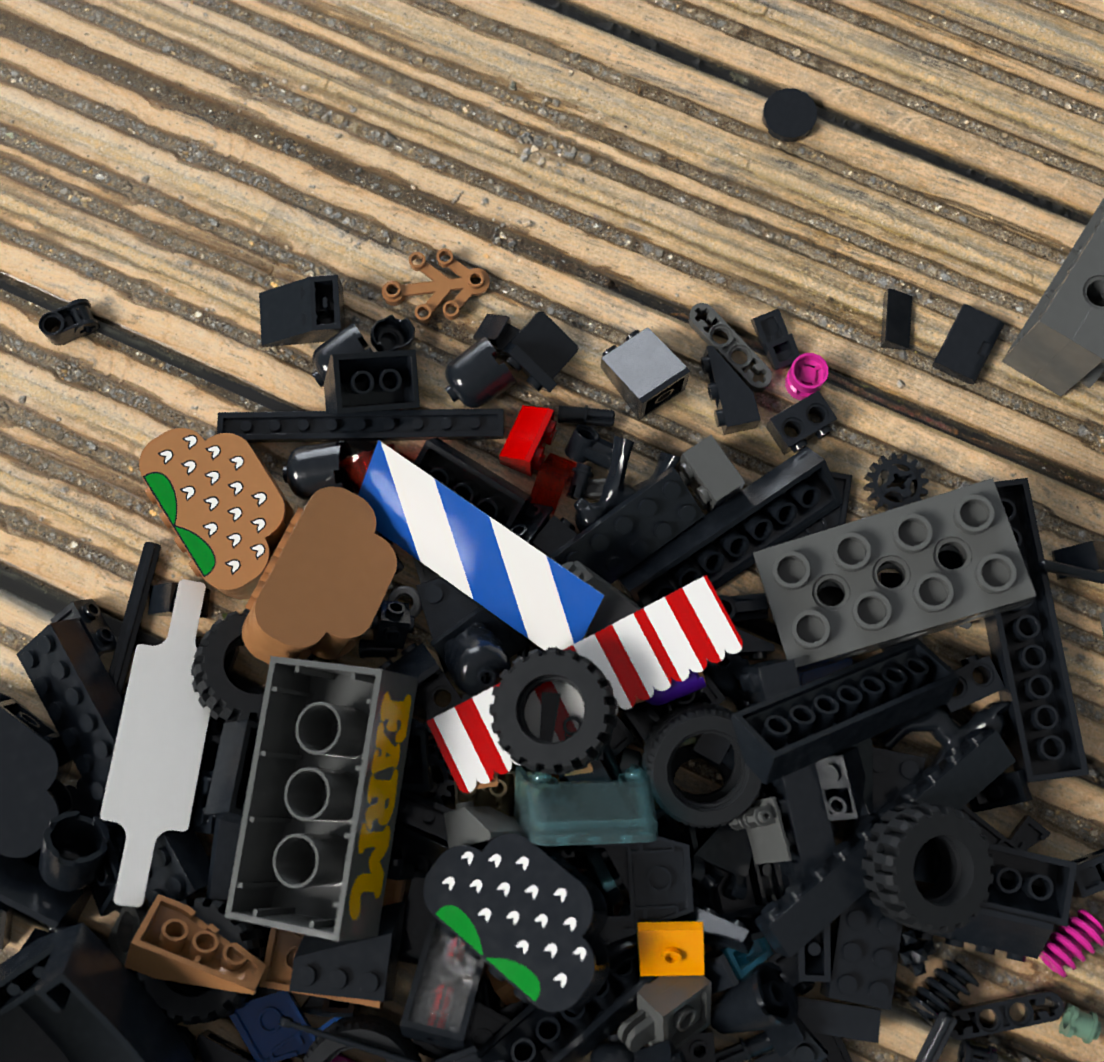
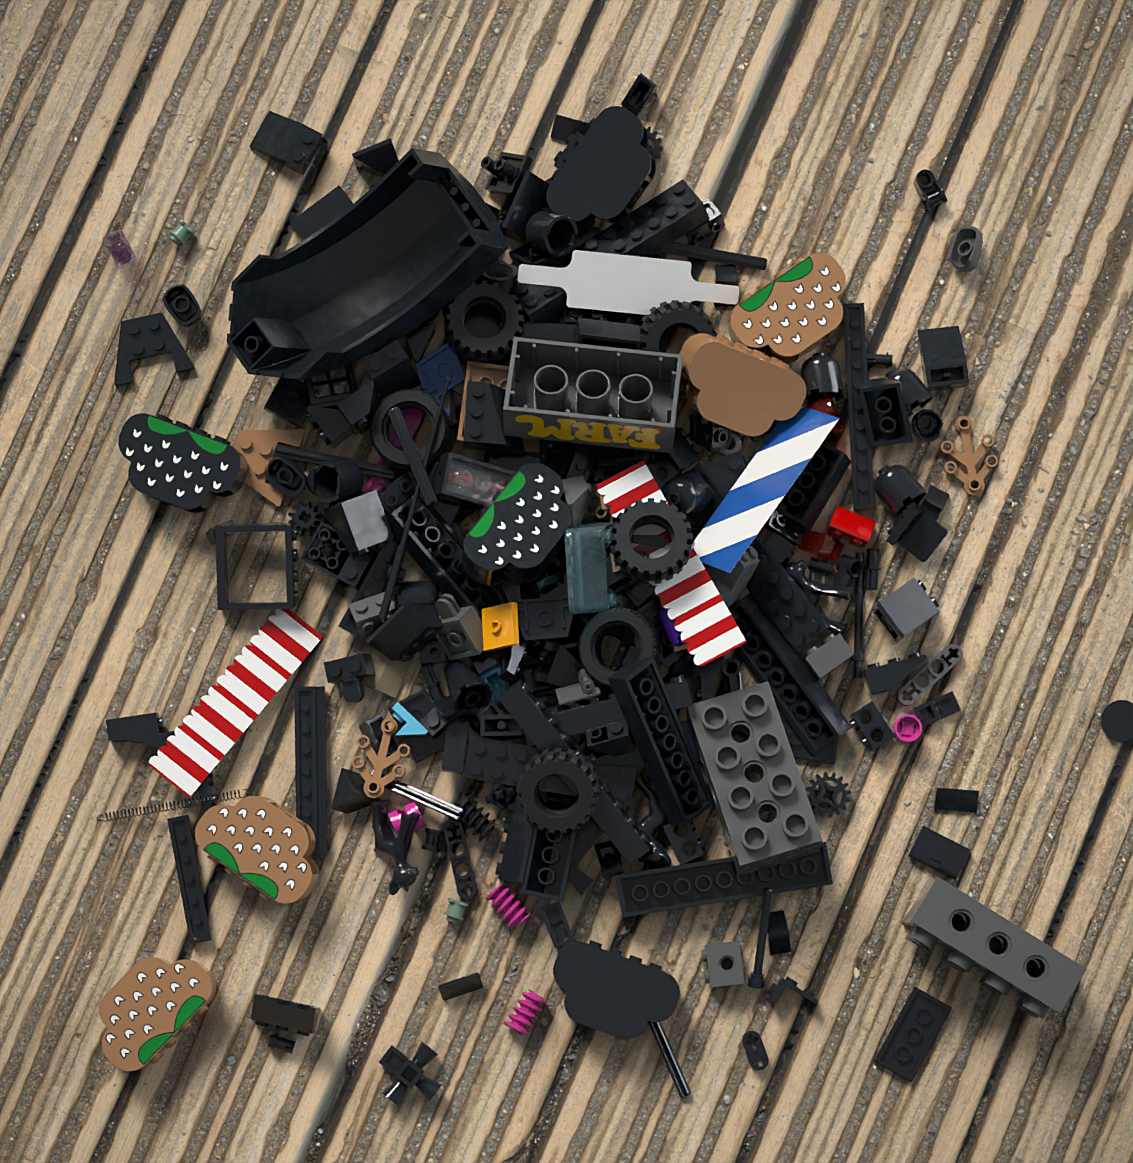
camera: 85 degrees right, 5 degrees up
(154, 276) = (966, 248): none -> dark grey piece
(185, 950) = (491, 311): medium nougat wedge -> none
(299, 393) = (882, 360): none -> black pin
(658, 436) = (858, 656): none -> black bar

